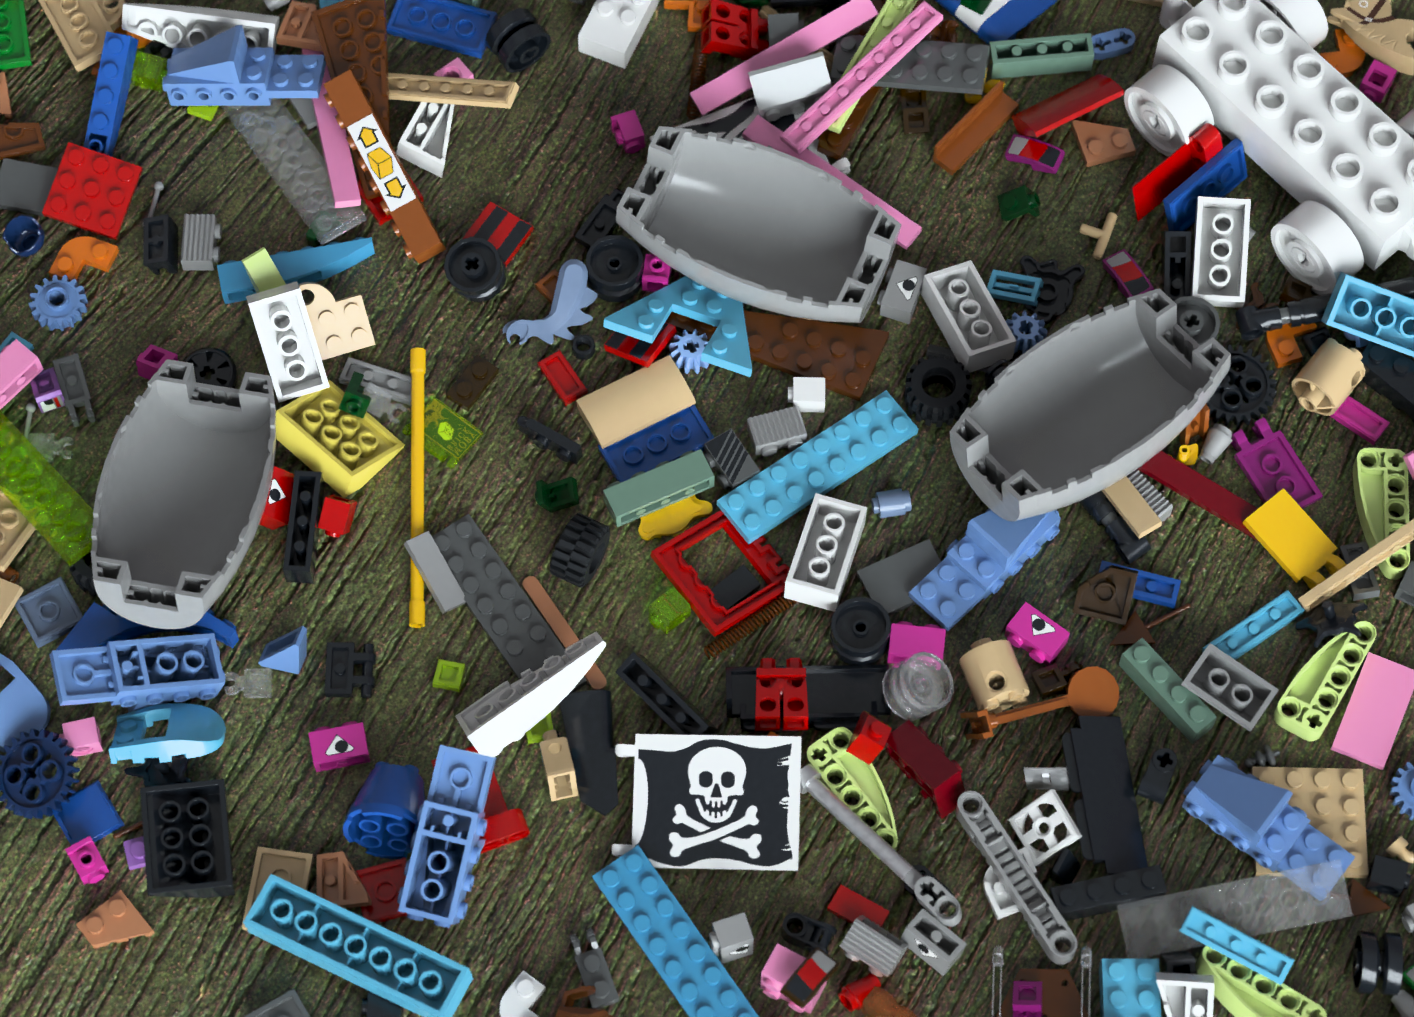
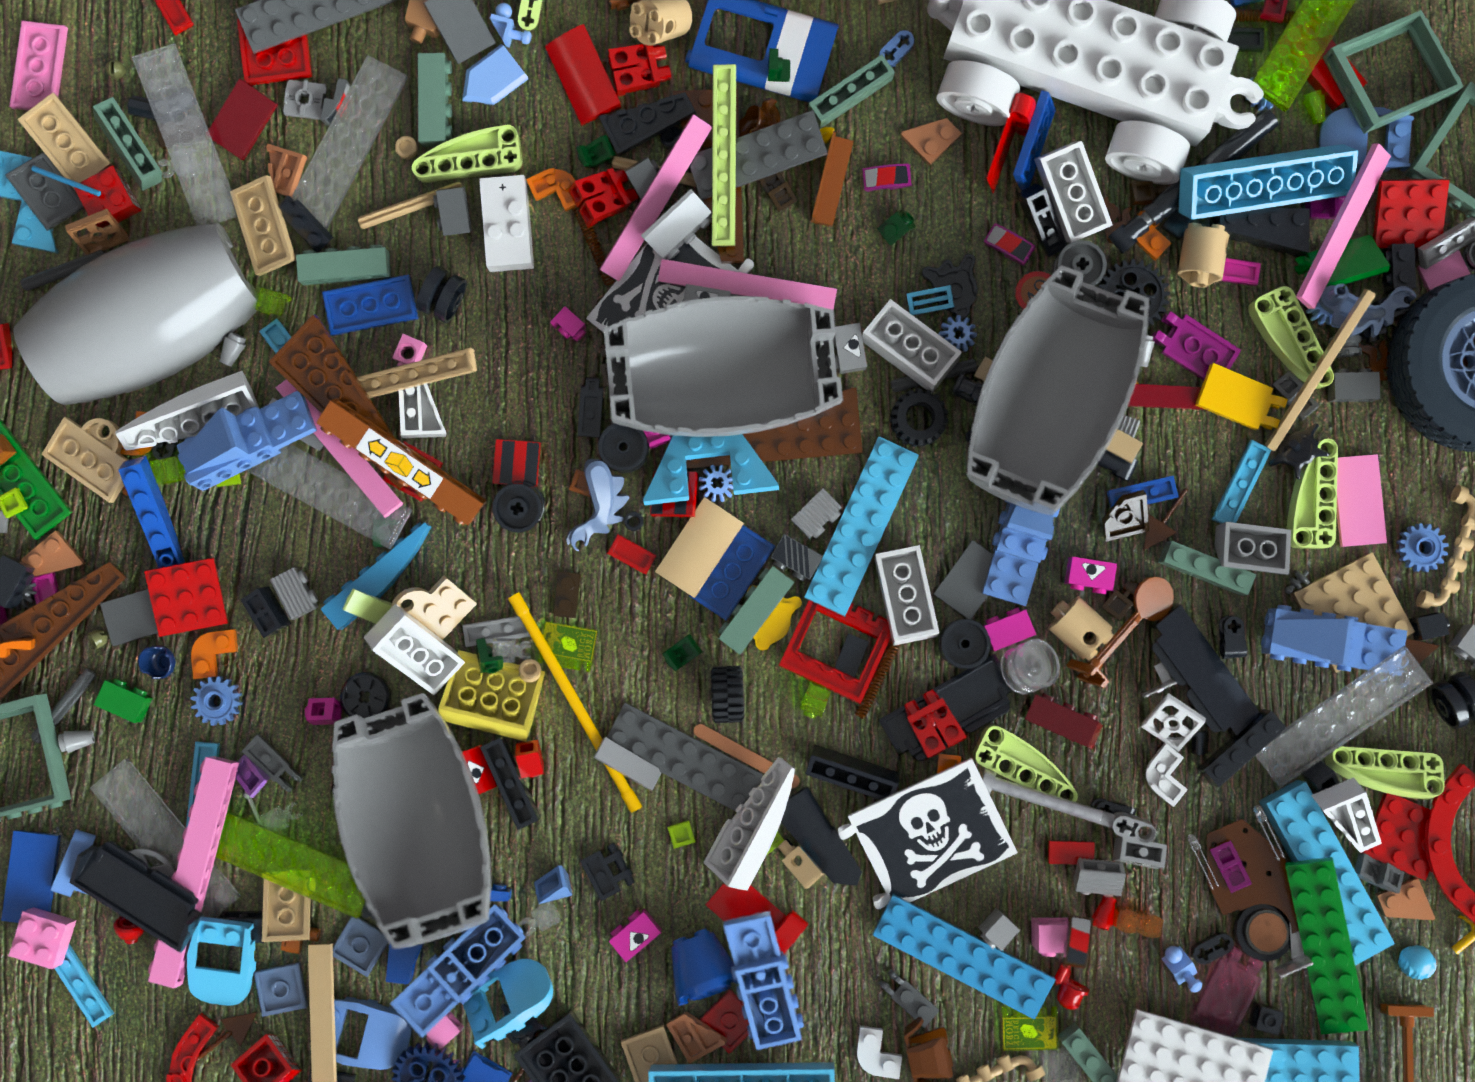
camera: 30 degrees left, 20 degrees up
(158, 186) = (234, 561): light grey hinge -> none
(299, 27) = (260, 372): nougat wing -> none
(389, 433) = (529, 670): none -> tan tile
(549, 439) = (647, 613): black hinge -> none
(808, 394) = (823, 472): white brick -> none
(810, 933) = (1050, 891): black piece -> none
(861, 77) = (730, 190): bright pink tile -> none
(868, 738) = (1016, 724): red slope -> none
(891, 503) = (931, 526): sand blue brick -> none
(1016, 877) = (1175, 775): light grey gear -> none
(1066, 105) = (894, 125): red slope -> none
(1103, 235) = (972, 218): tan piece -> none
(1236, 945) = (1356, 743): medium azure tile -> none

